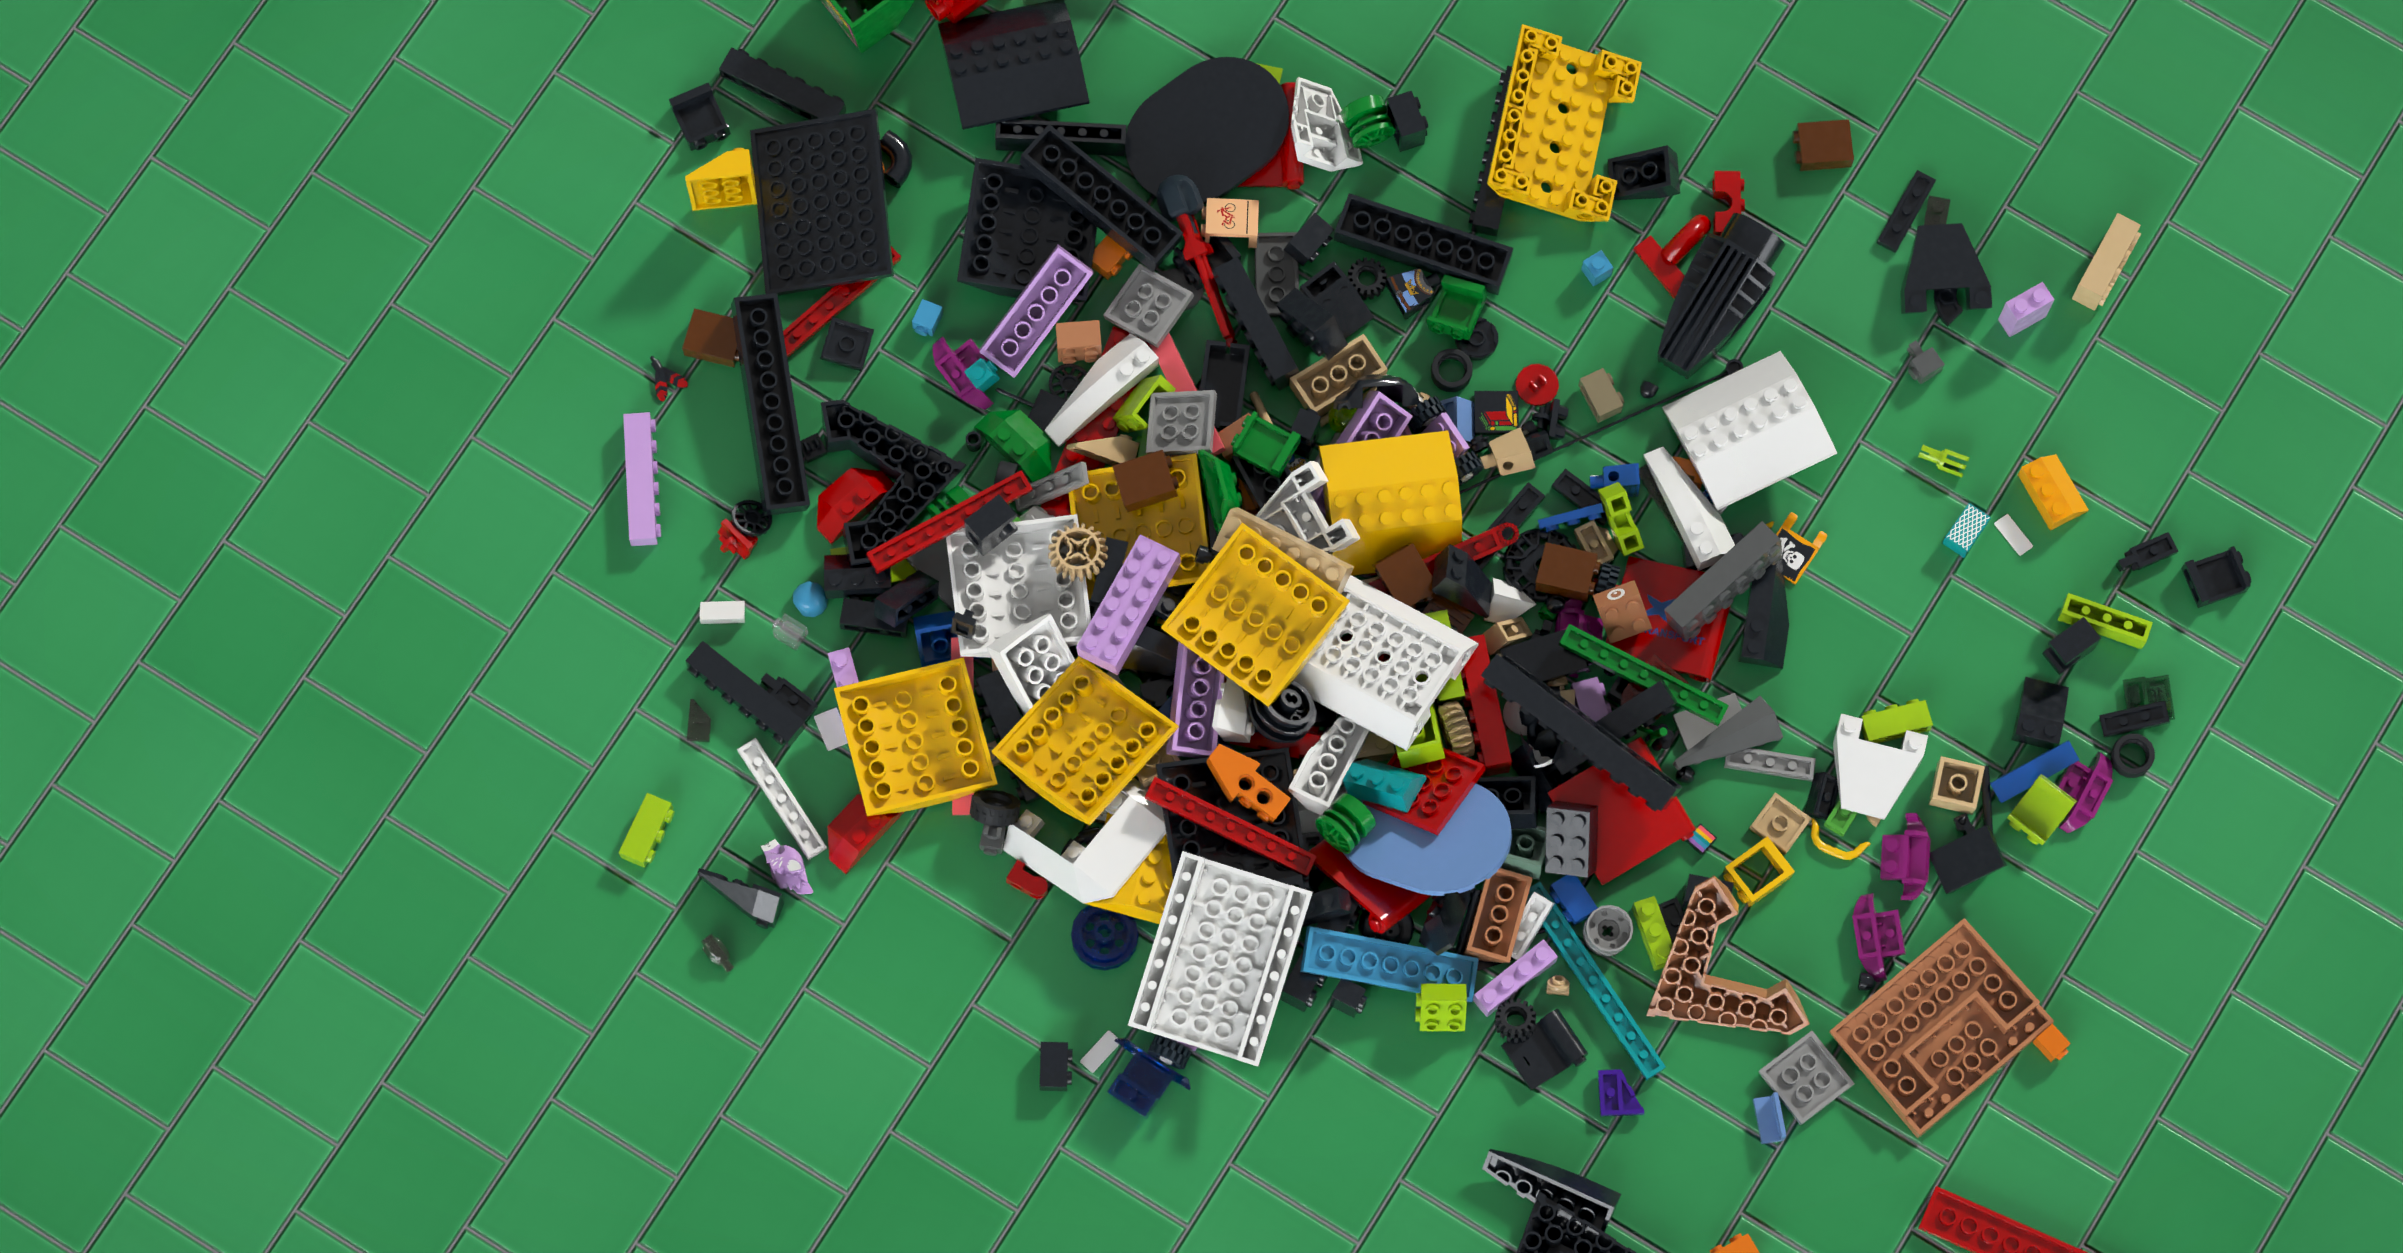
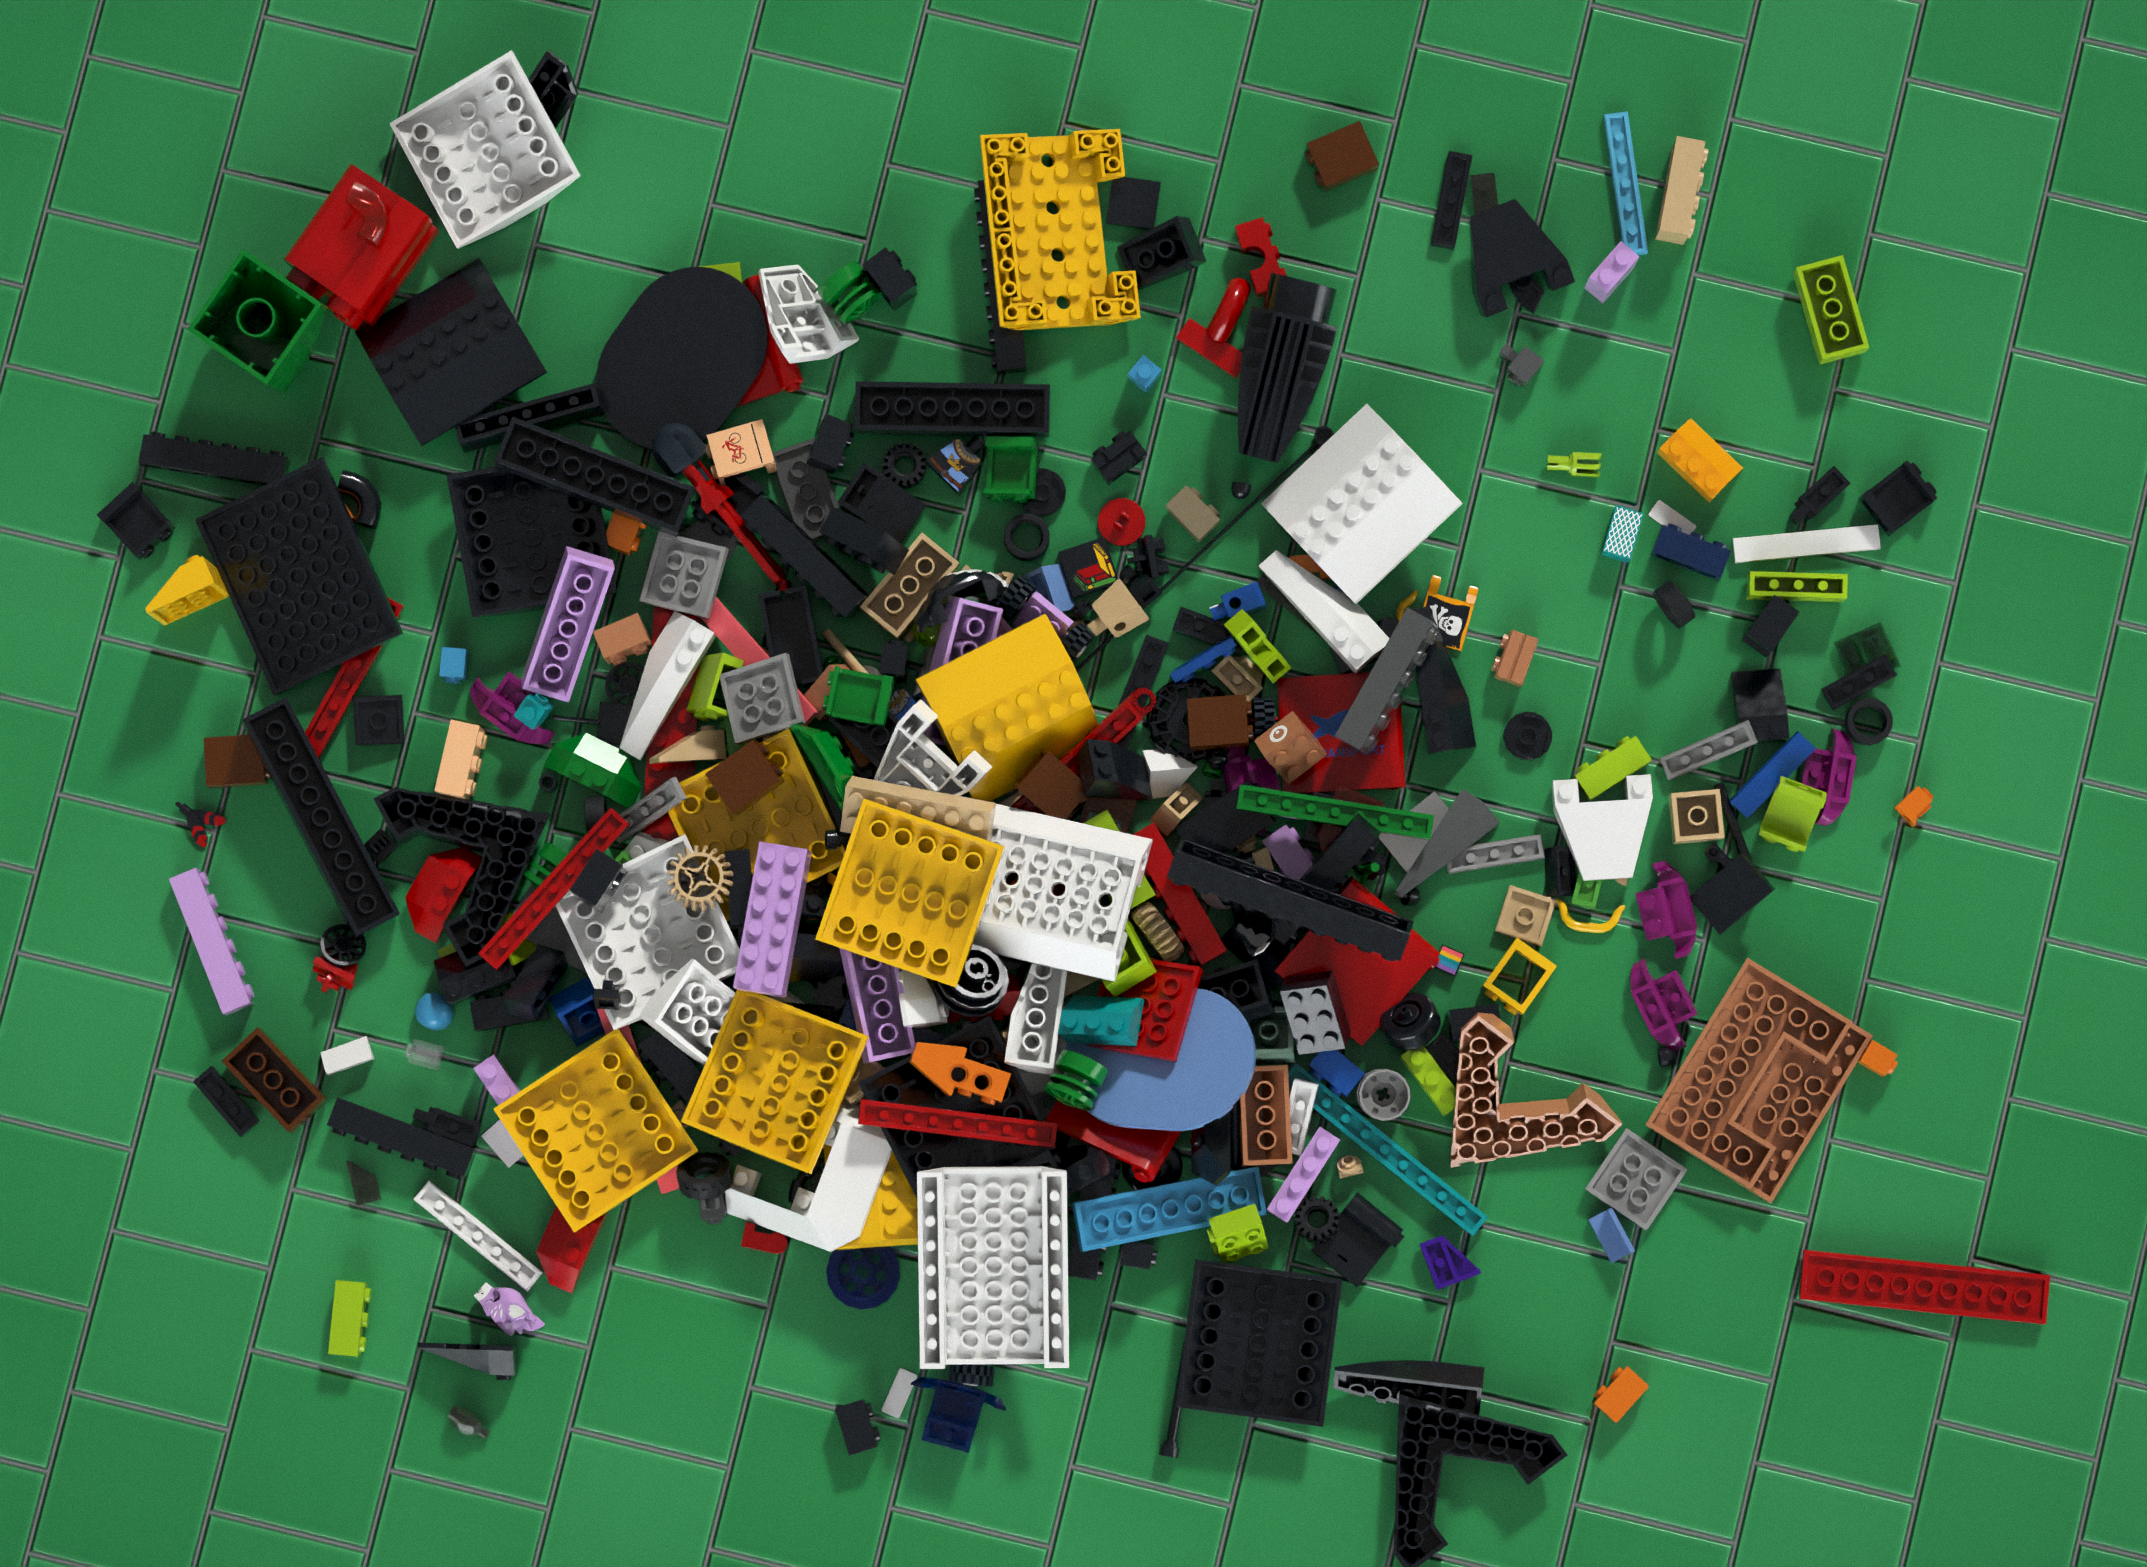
camera: 10 degrees left, 10 degrees up
(606, 615) = (226, 1101): none -> black plate
(654, 609) = (274, 1080): none -> reddish brown brick
(906, 395) = (461, 760): none -> light nougat brick
(1321, 1174) = (1169, 1446): none -> black piece
(1429, 1107) = (1259, 1343): none -> black slope
(1552, 329) = (1118, 457): none -> black brick
(1633, 127) = (1133, 203): none -> black tile
(1651, 877) = (1411, 1022): none -> black wheel
(1830, 673) = (1527, 736): none -> black tile
(1841, 603) = (1515, 657): none -> nougat brick
(1984, 732) = (1708, 750): none -> light grey tile
(1993, 601) = (1674, 604): none -> black tyre
(2021, 564) = (1691, 551): none -> dark blue brick
(2061, 241) = (1625, 181): none -> medium azure tile
(2124, 590) = (1806, 543): none -> white tile
(2151, 838) = (1914, 805): none -> orange window
(2206, 401) = (1831, 310): none -> lime brick

